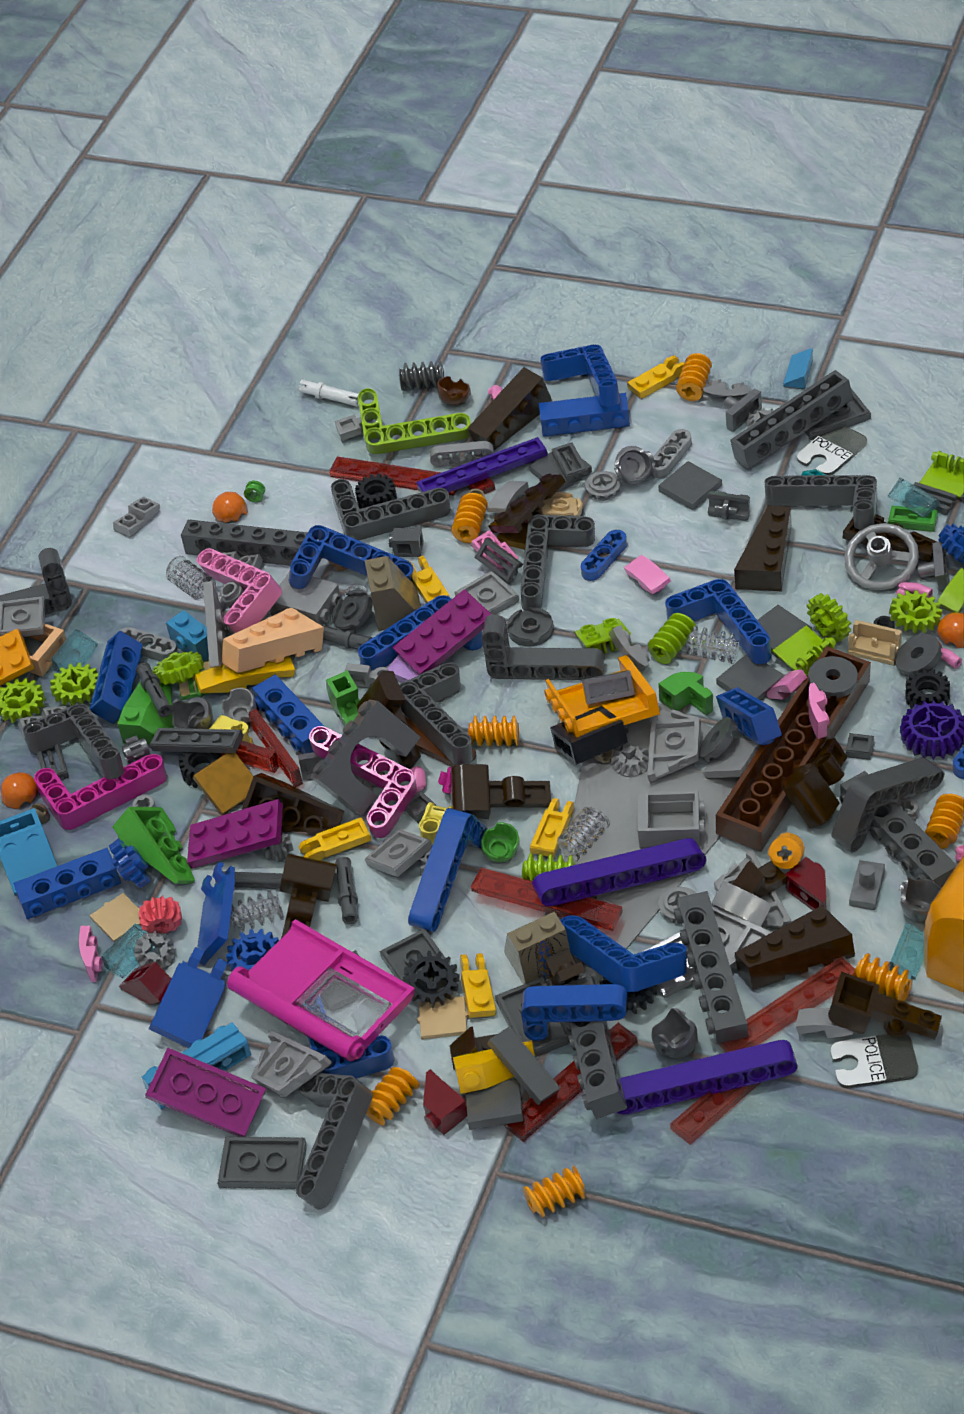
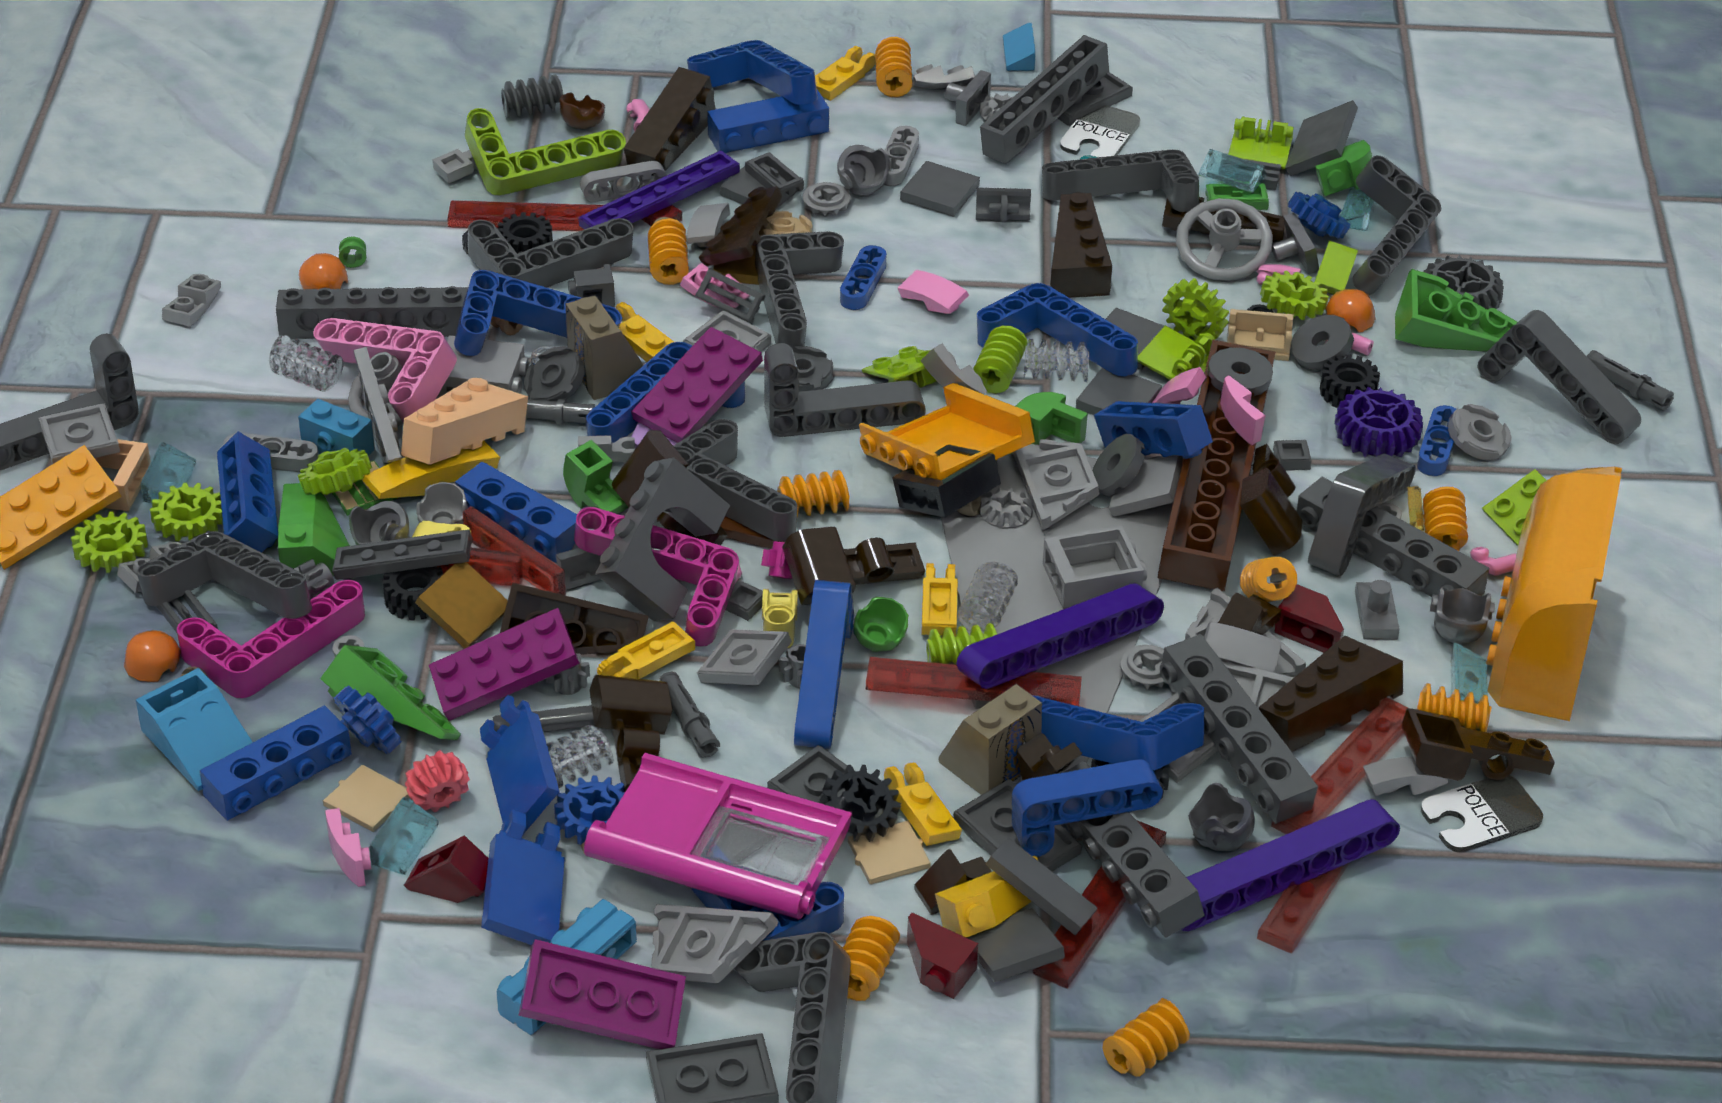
camera: 25 degrees left, 5 degrees down
(143, 947) = (427, 821): light grey gear -> none
(151, 684) = (307, 494): dark grey pin -> none
(322, 391) = (399, 127): white pin -> none
(608, 687) = (951, 419): flat silver tile -> none
(927, 804) = (1415, 507): none -> clear yellow tile

